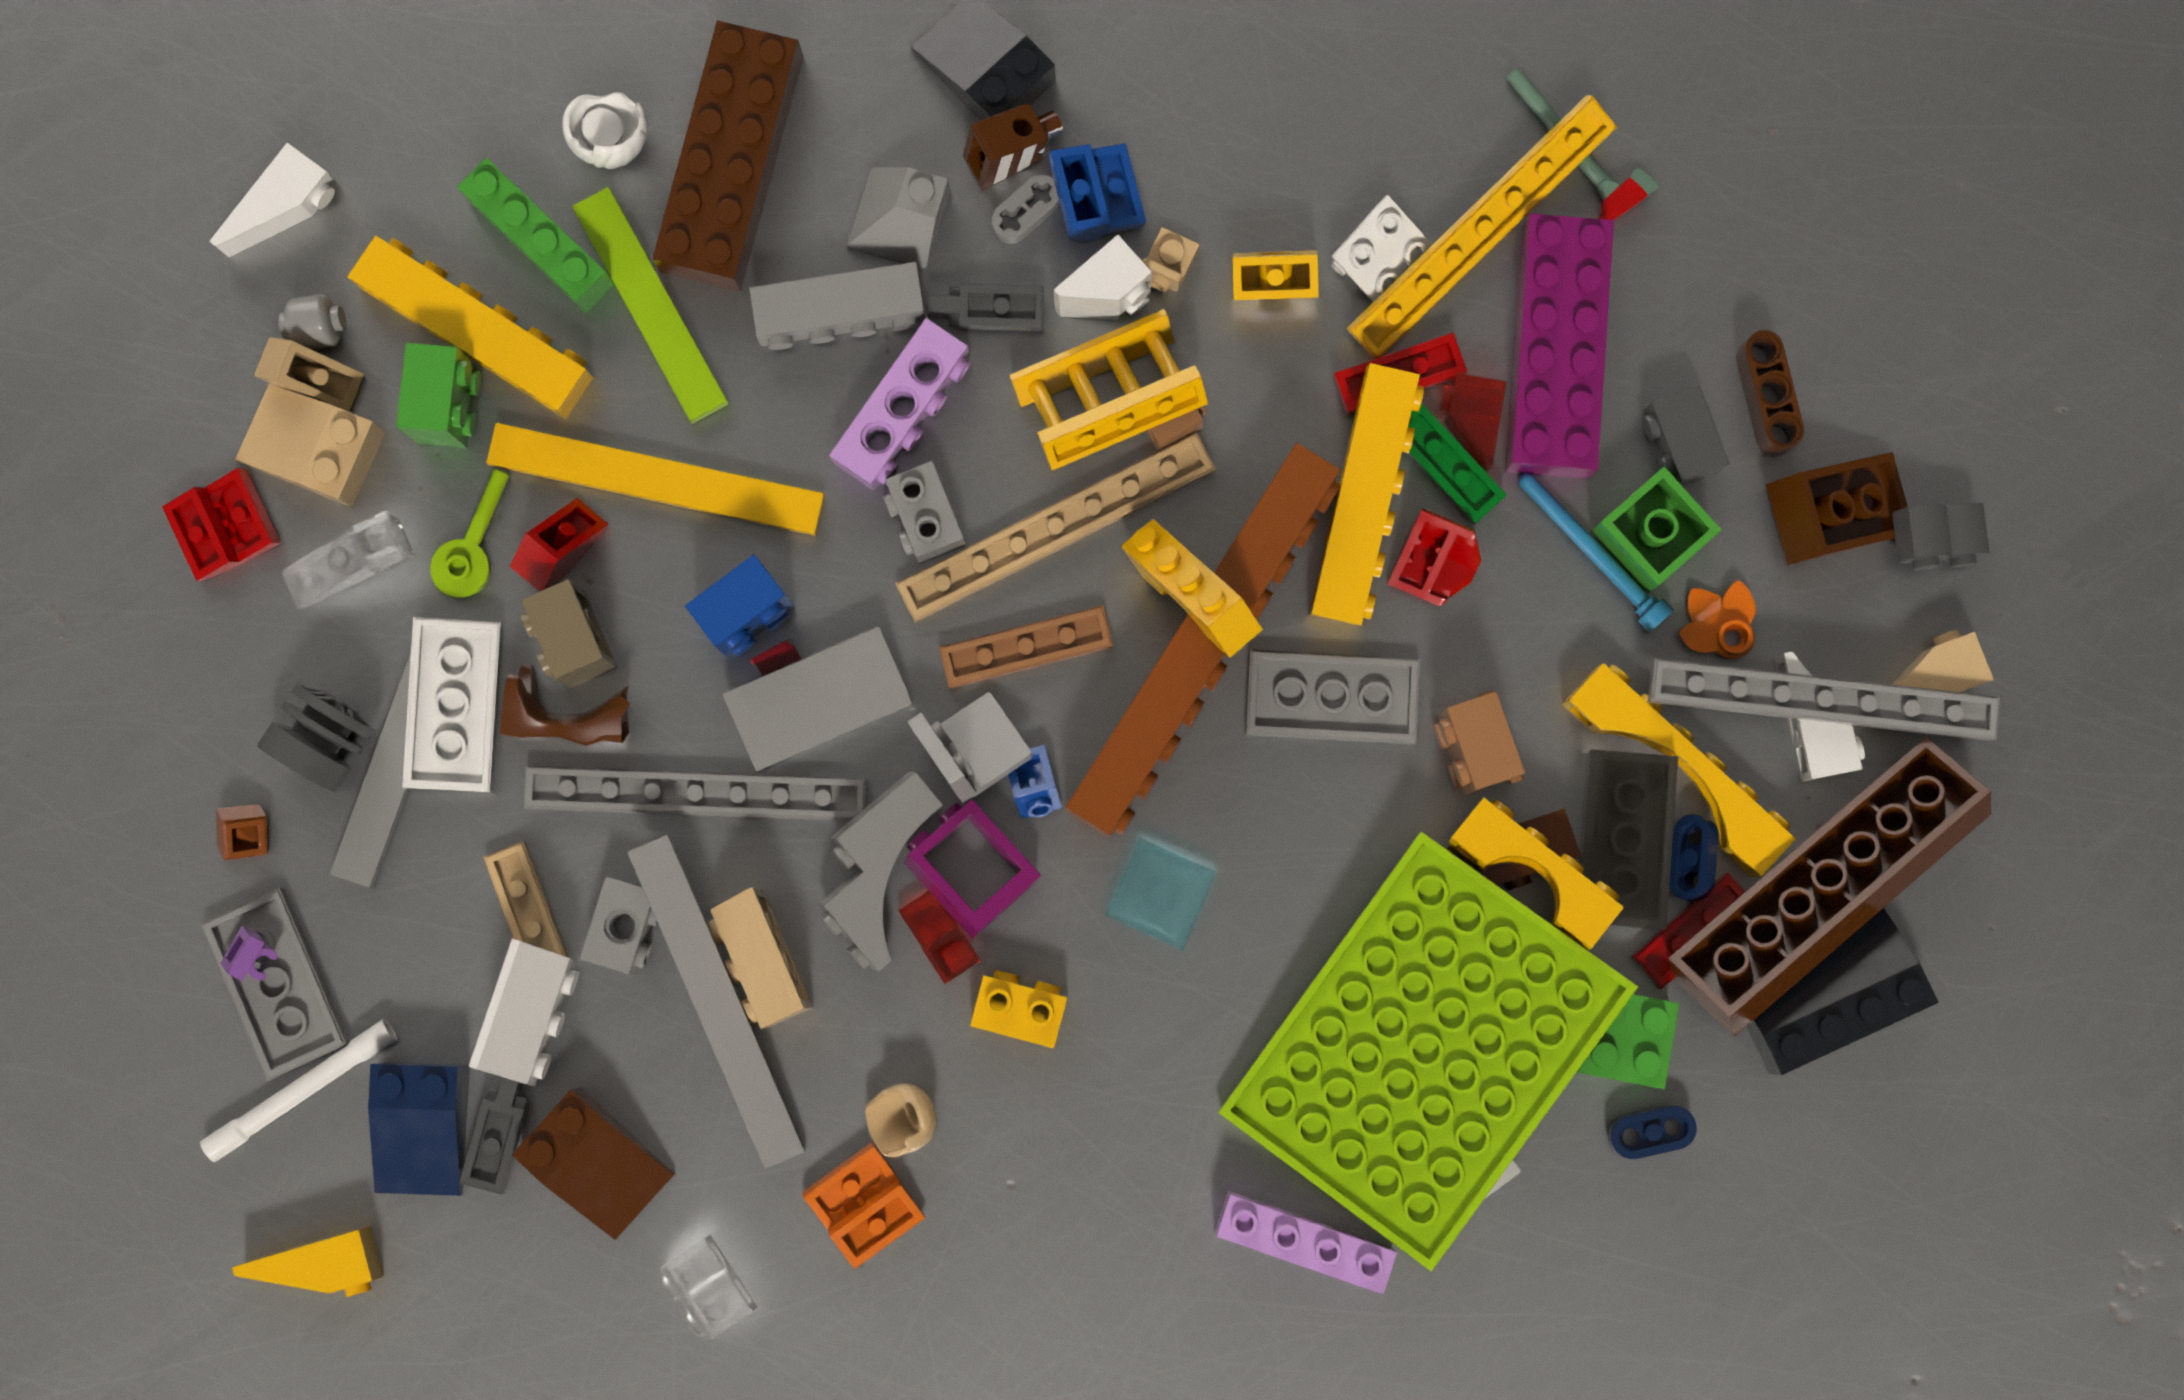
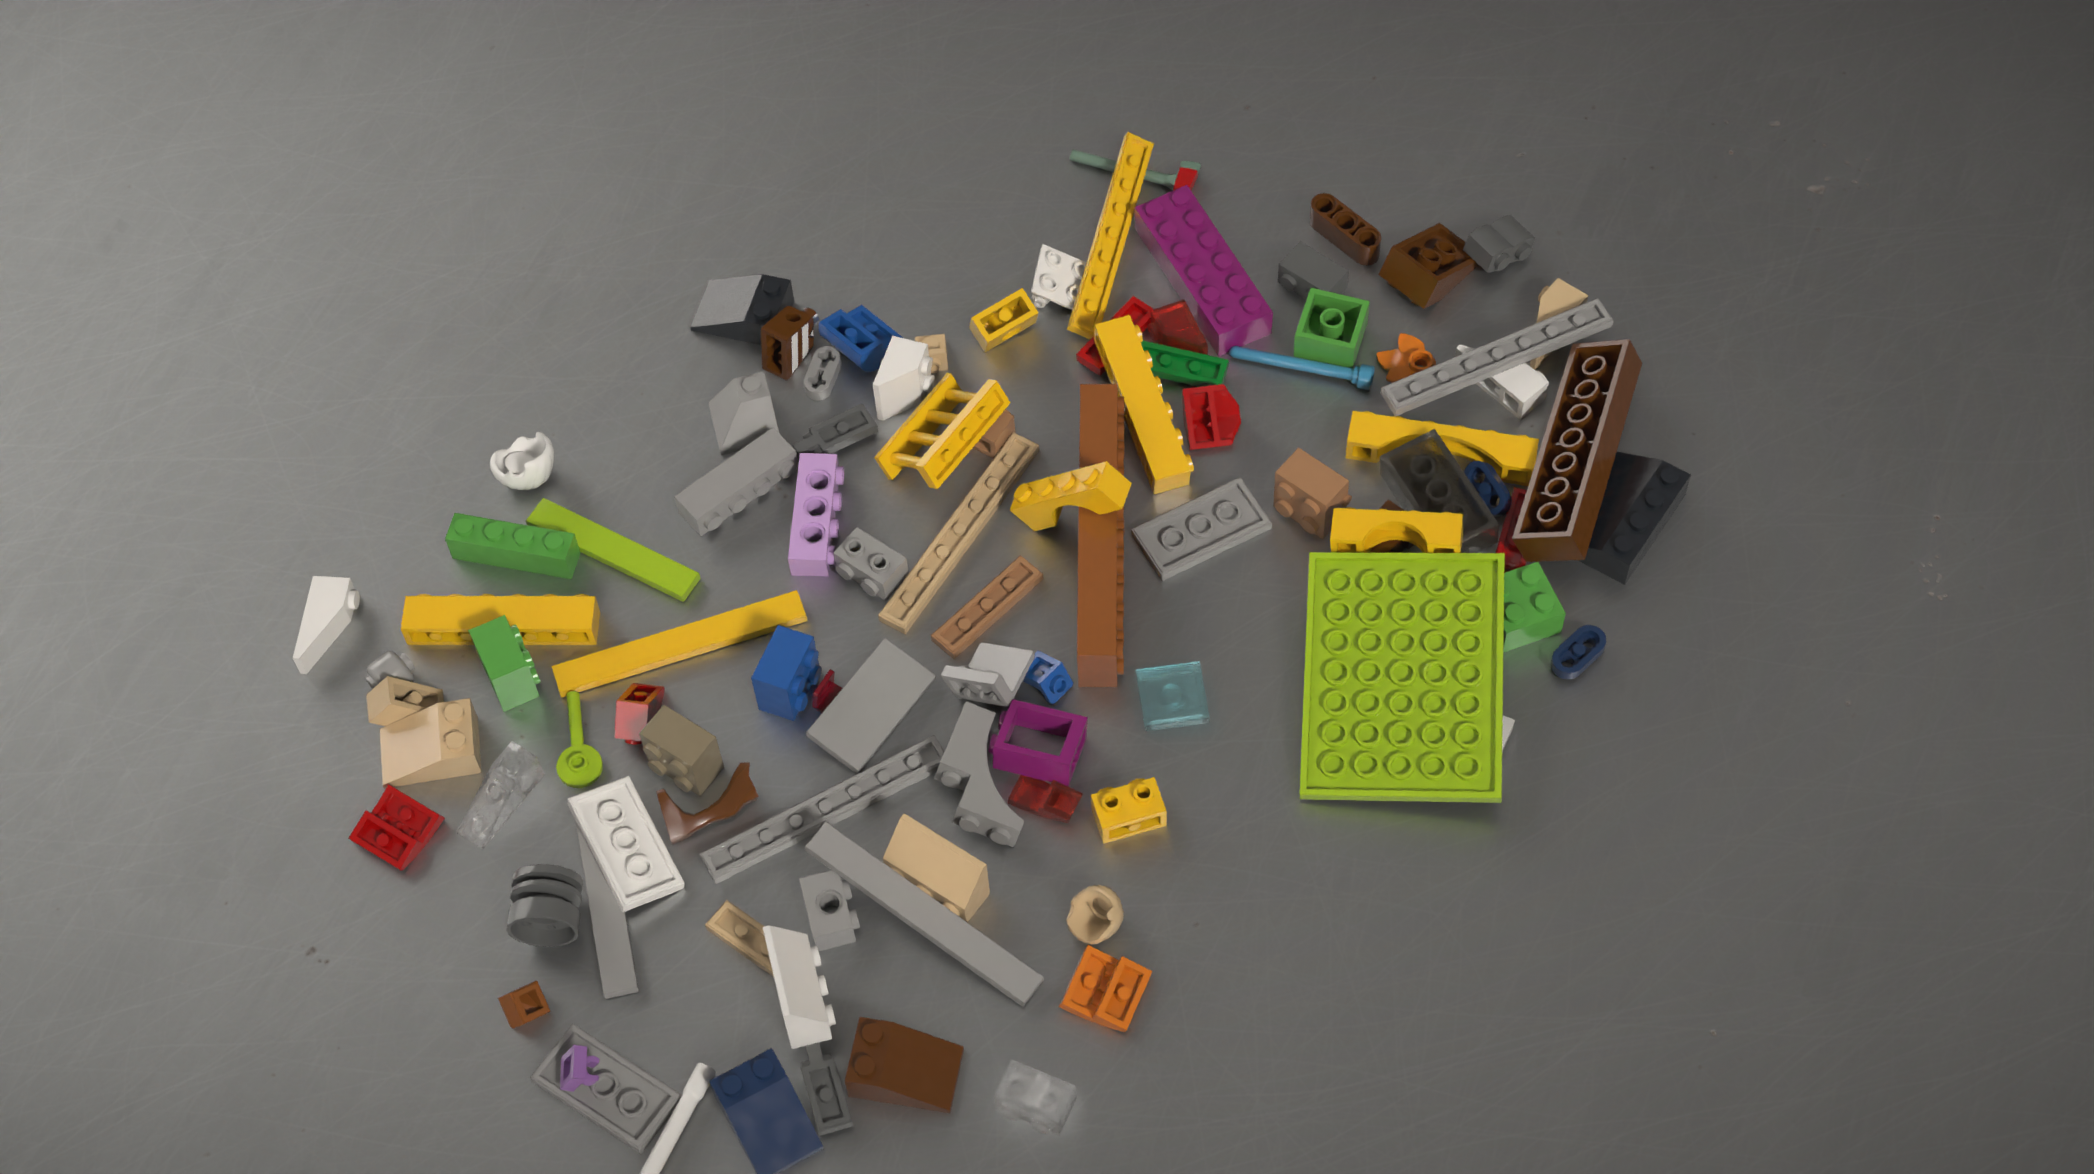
camera: 30 degrees left, 25 degrees down
(728, 156) = (613, 439): reddish brown brick -> none
(1305, 1242) = (1410, 836): lavender brick -> none

